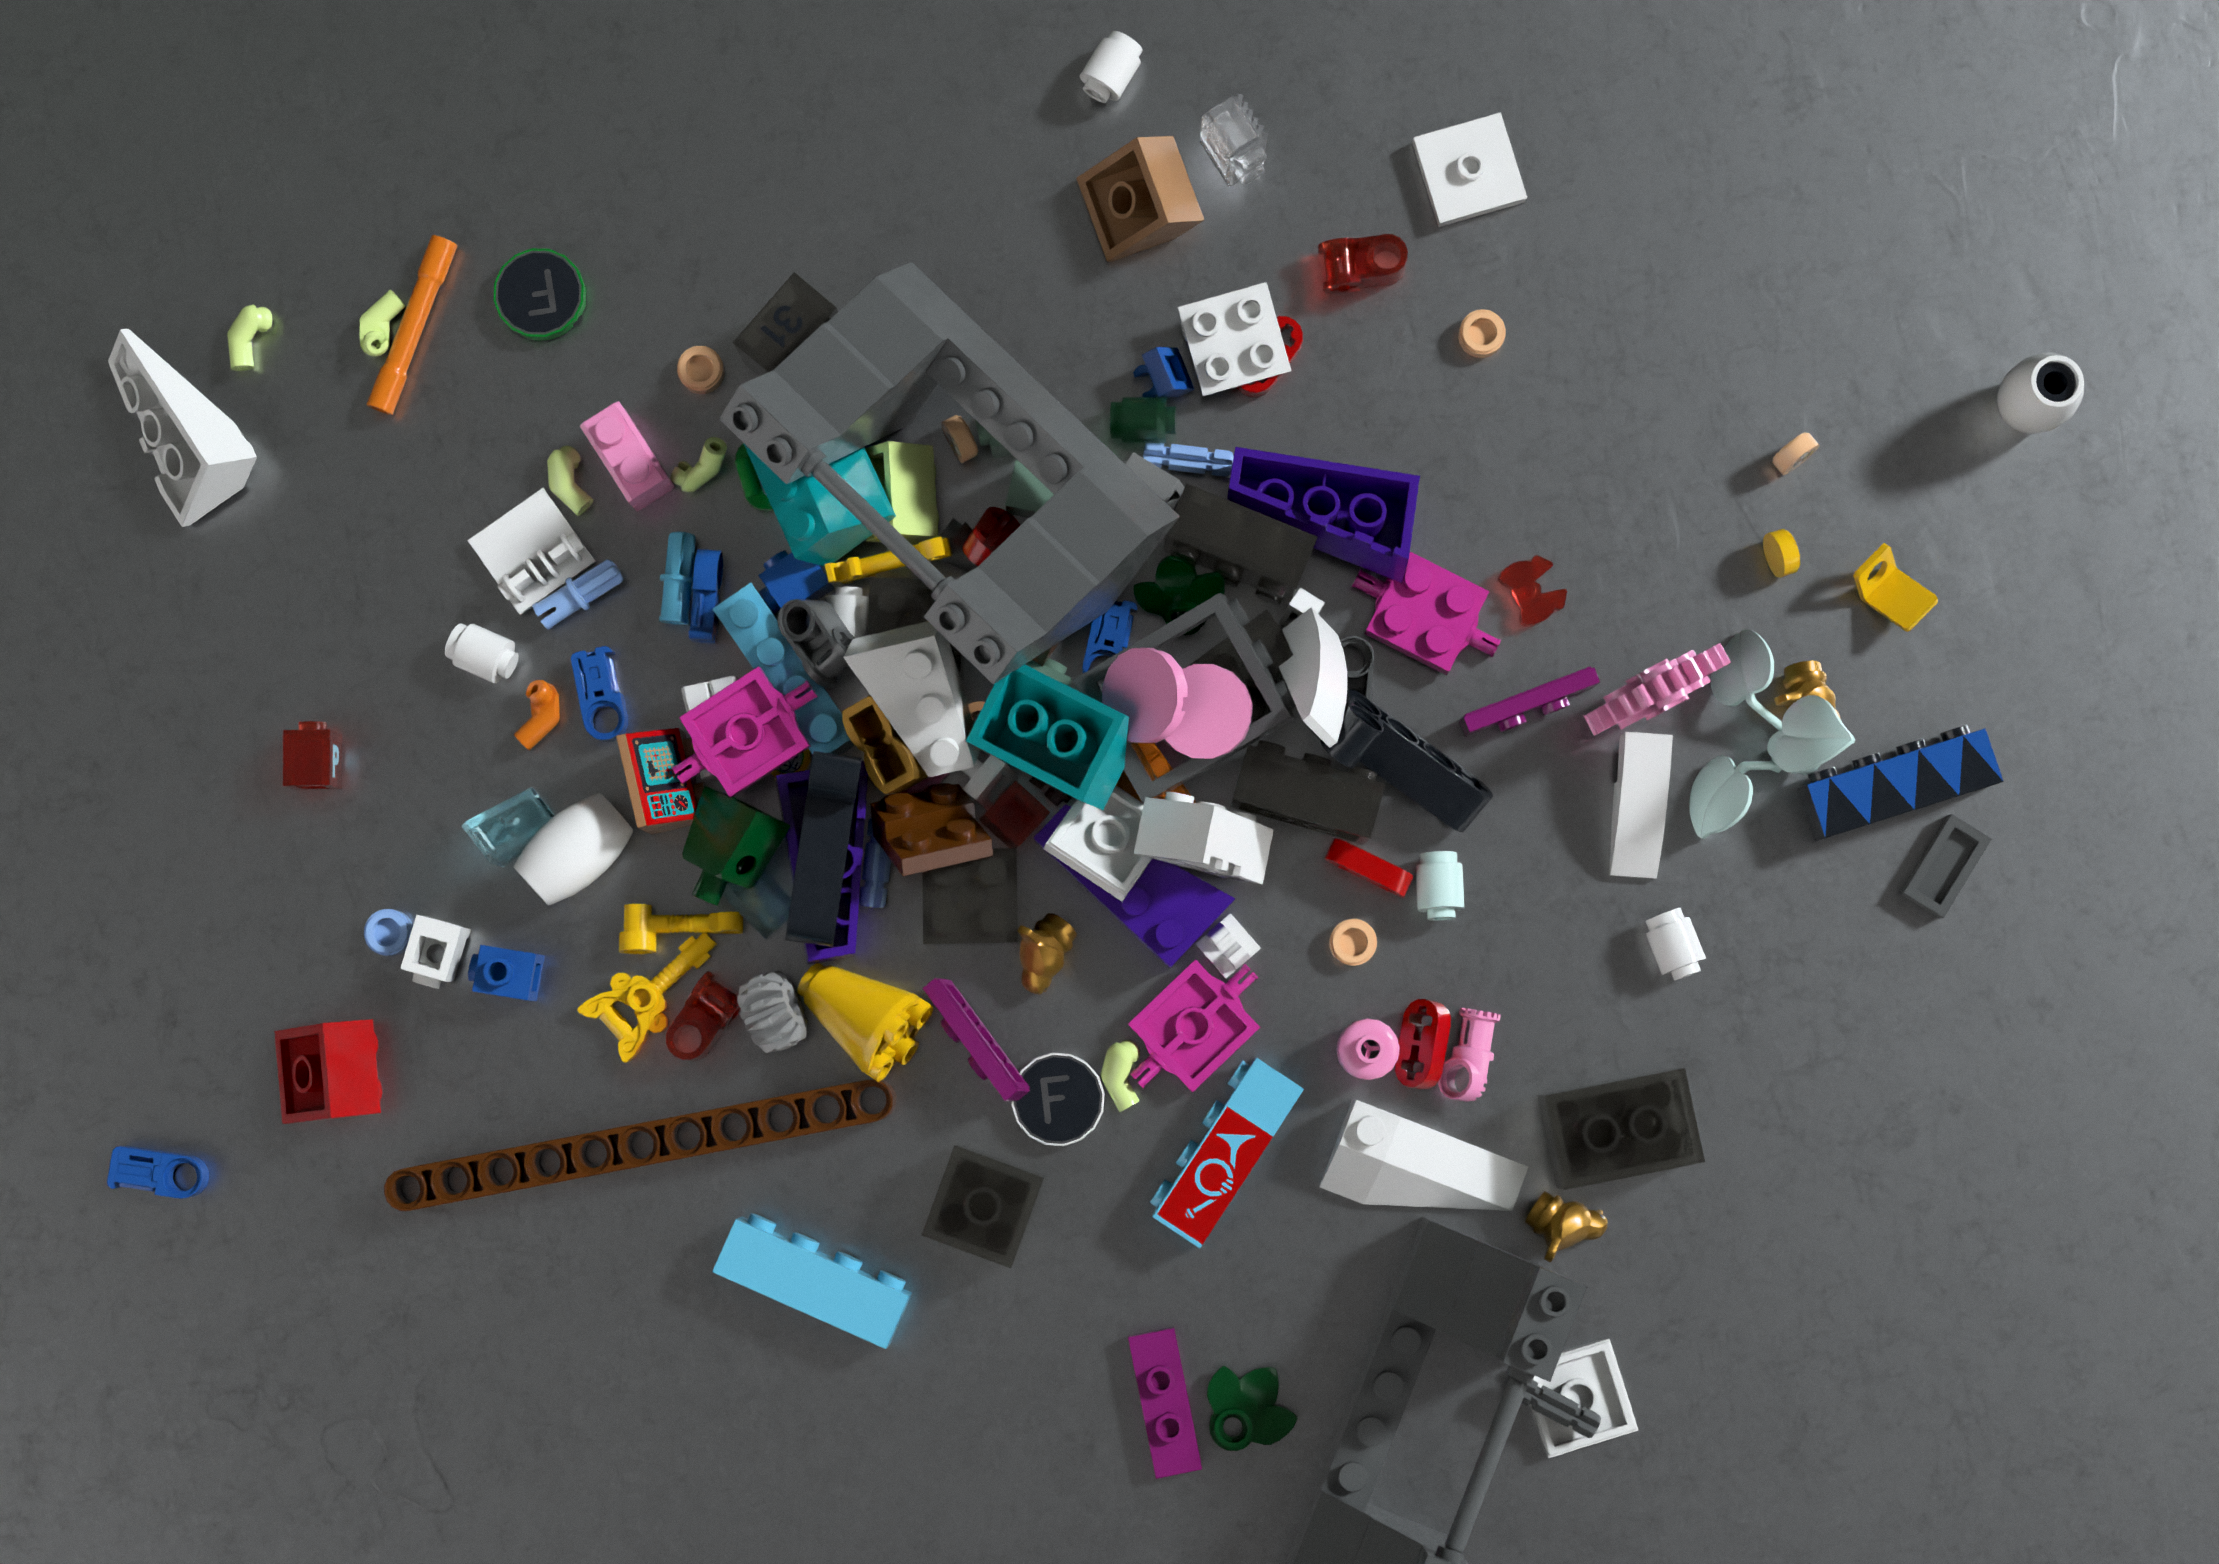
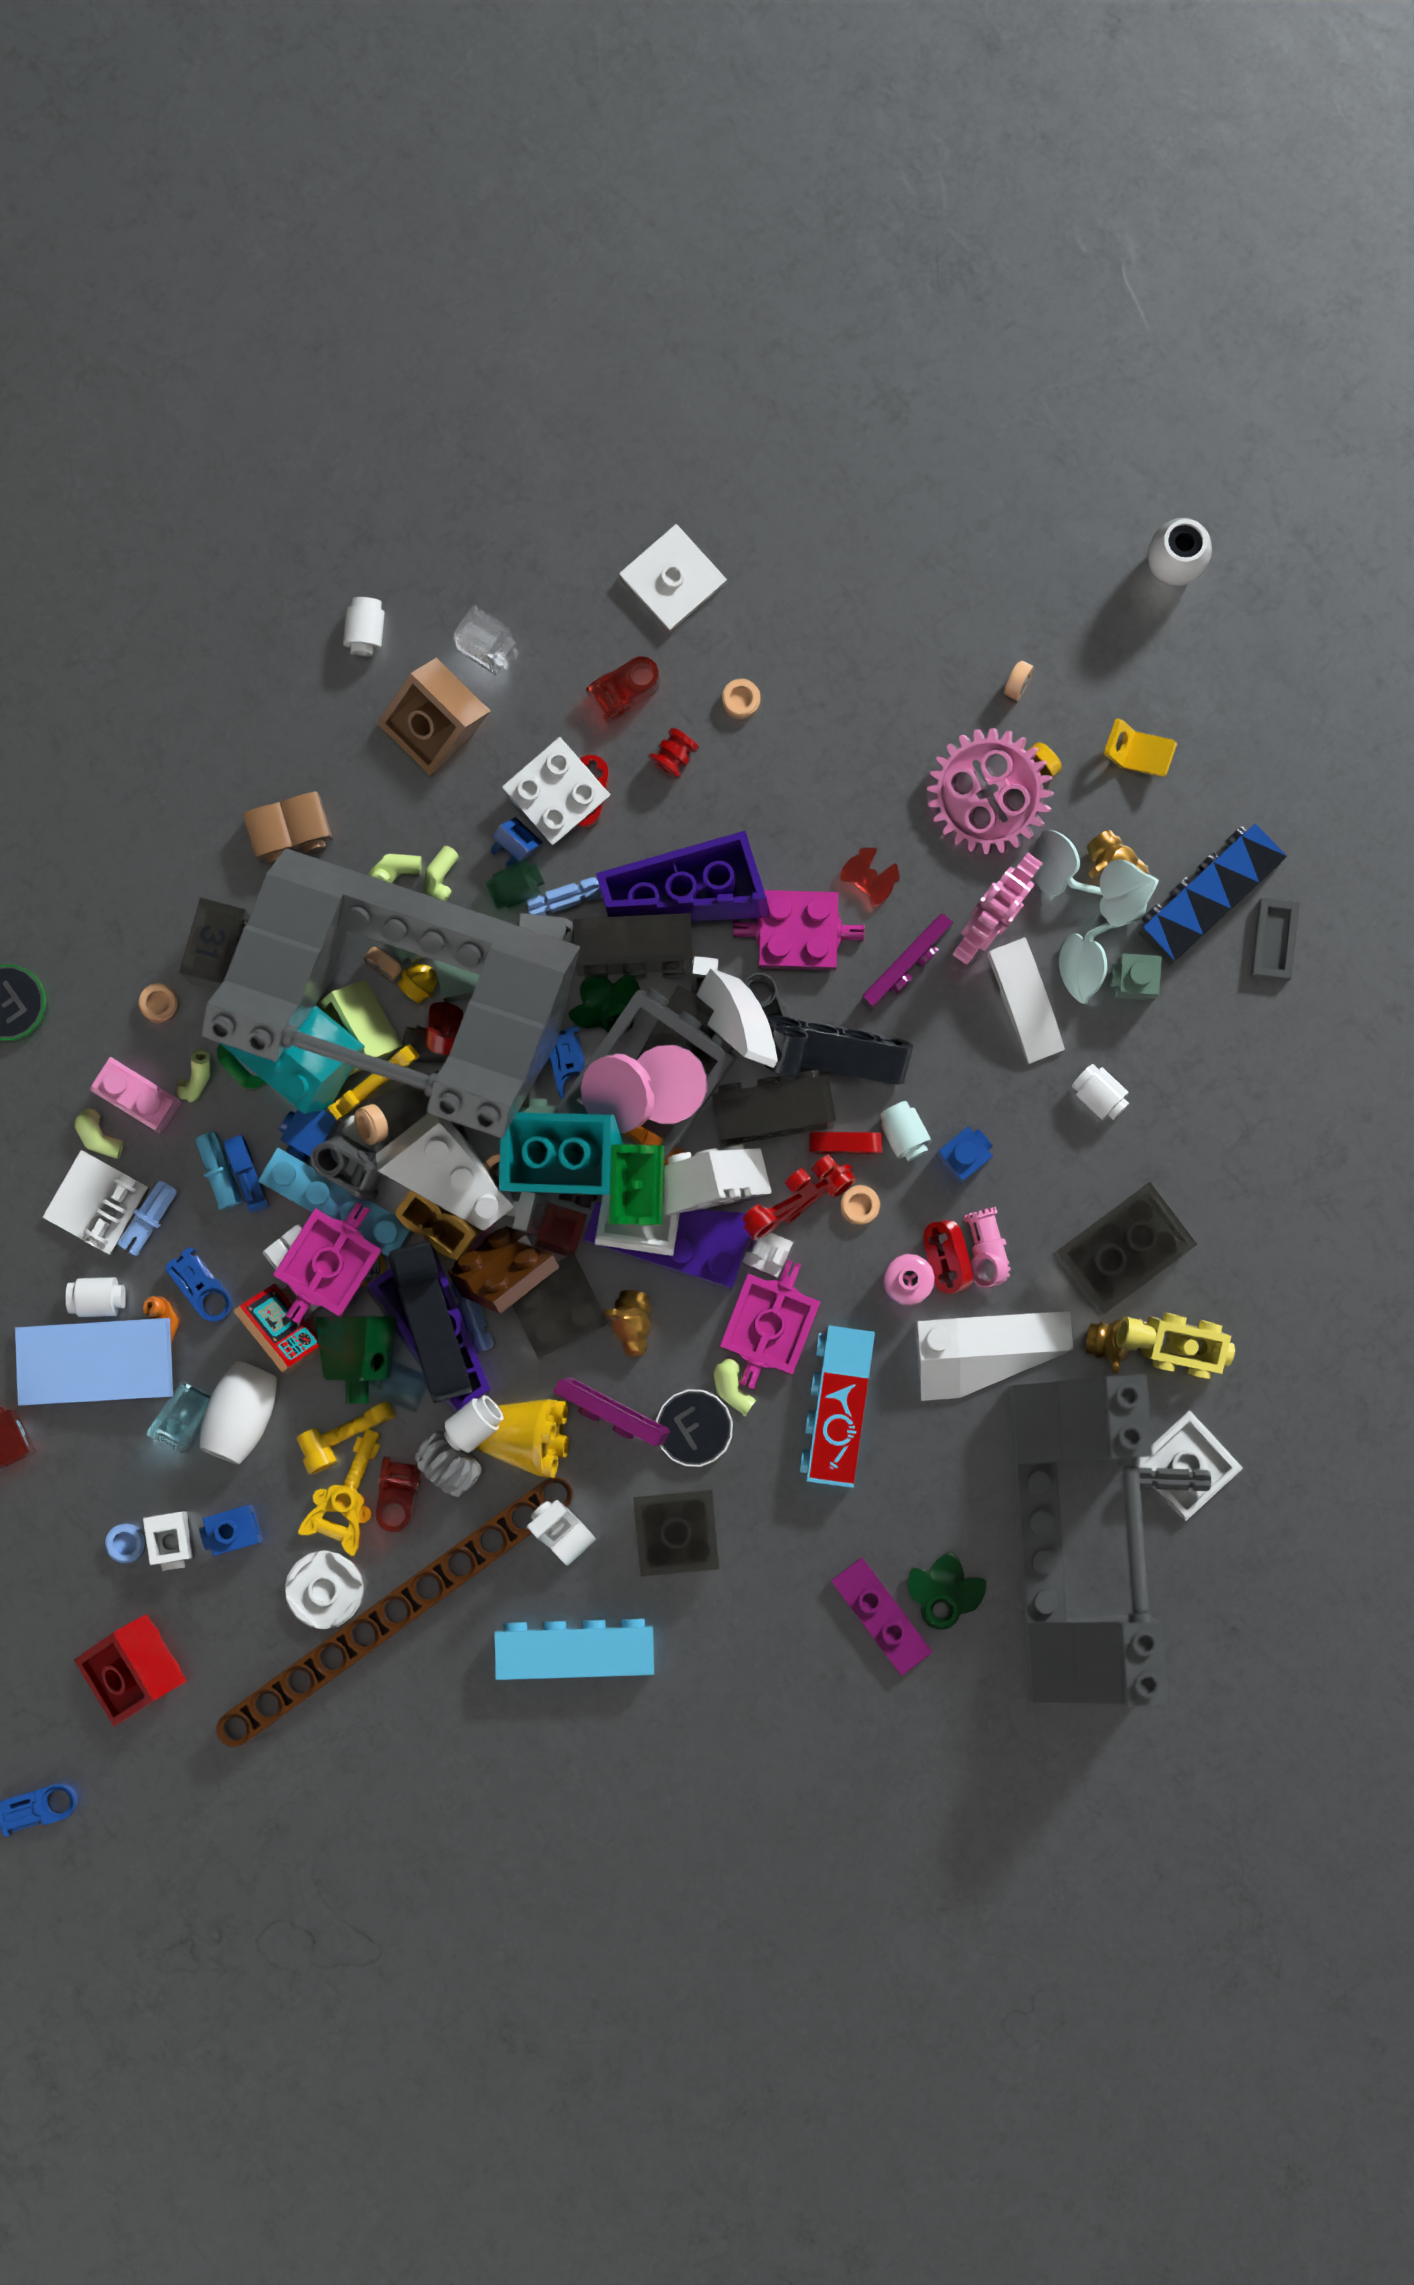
camera: 30 degrees left, 0 degrees up
(447, 721) = (94, 1362): none -> light blue tile
(577, 1084) = (324, 1589): none -> white tile
(818, 982) = (473, 1424): none -> white brick
(858, 1143) = (560, 1531): none -> white plate
(862, 604) = (371, 1124): none -> light nougat tile
(934, 242) = (288, 824): none -> medium nougat brick
(988, 476) = (418, 982): none -> yellow plate
(1021, 339) = (393, 865): none -> yellowish green arm
(1064, 367) = (436, 871): none -> yellowish green arm
(1118, 805) = (636, 1184): none -> green hinge
(1336, 902) = (835, 1181): none -> red plant
(1381, 357) = (674, 752): none -> red bush
(1494, 941) = (965, 1153): none -> blue brick
(1633, 1262) = (1180, 1343): none -> light yellow brick
(1751, 555) = (1021, 774): none -> bright pink gear
(1774, 836) = (1136, 976): none -> sand green brick

